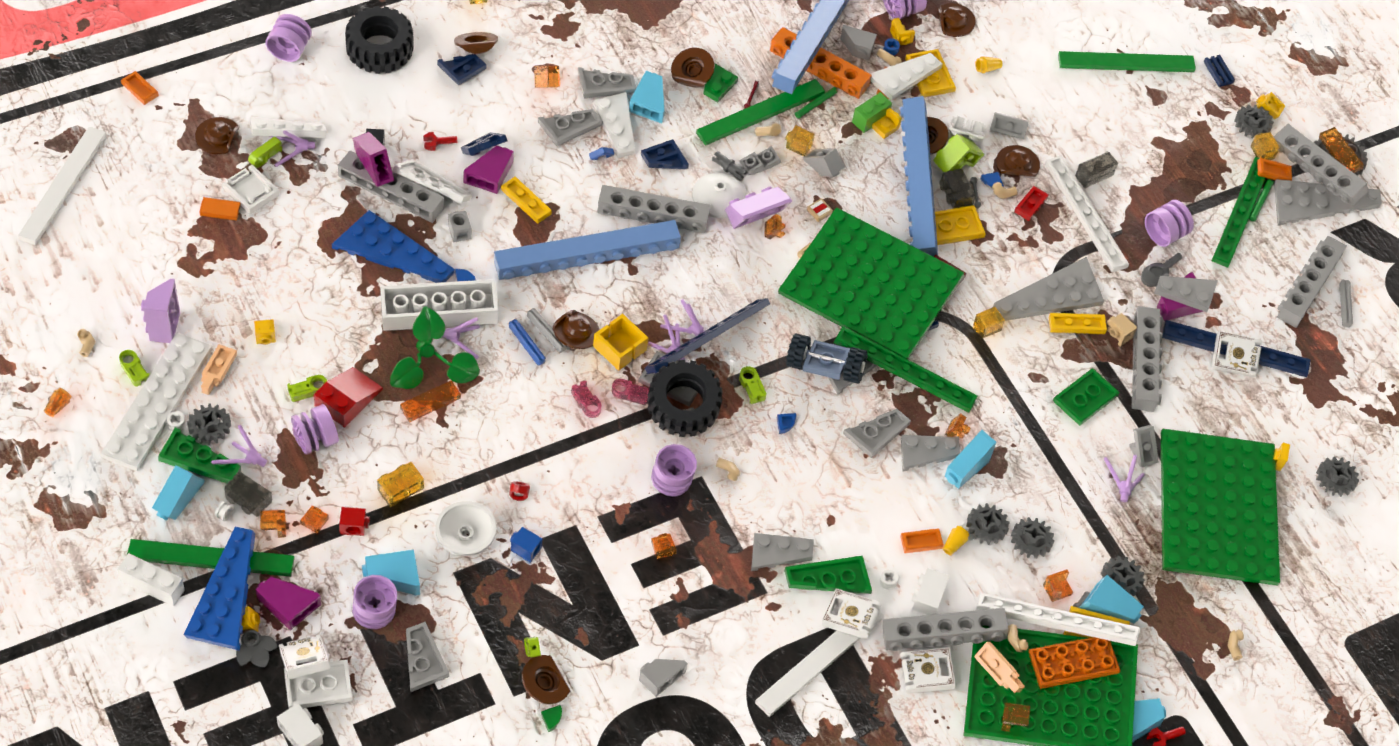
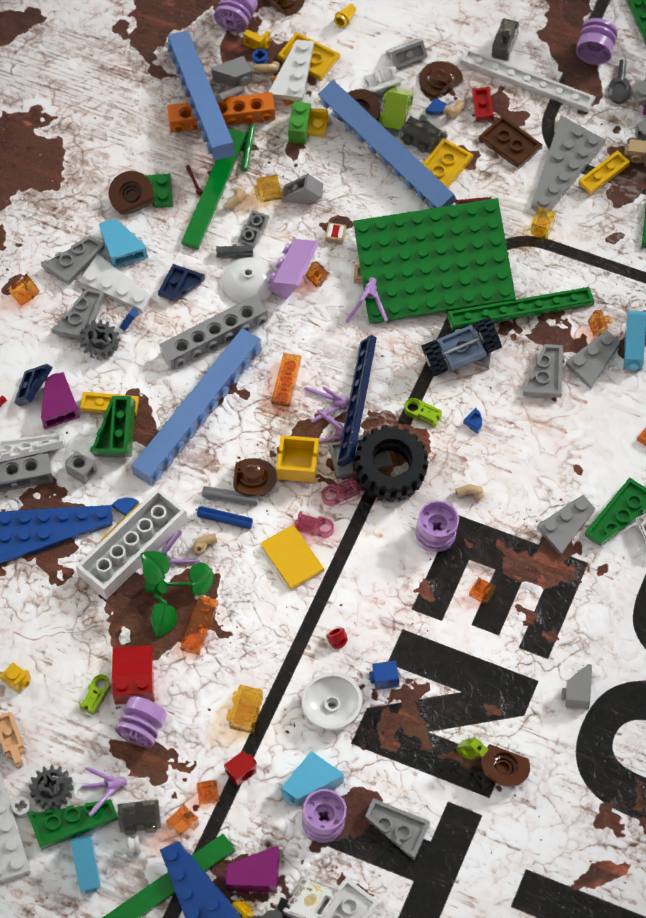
camera: 30 degrees left, 5 degrees up
(492, 346) = (202, 542): none -> tan arm
(510, 218) = (117, 429): none -> green wedge
(546, 408) = (292, 557): none -> yellow tile
(552, 717) = (533, 789): green tile -> none
(570, 146) = (99, 342): none -> dark grey gear
(672, 282) = (286, 380): none -> clear orange plate
(796, 266) = (370, 292): none -> lavender plant
(833, 50) = (231, 92): none -> light grey bar
(1025, 247) = (510, 142): none -> reddish brown tile

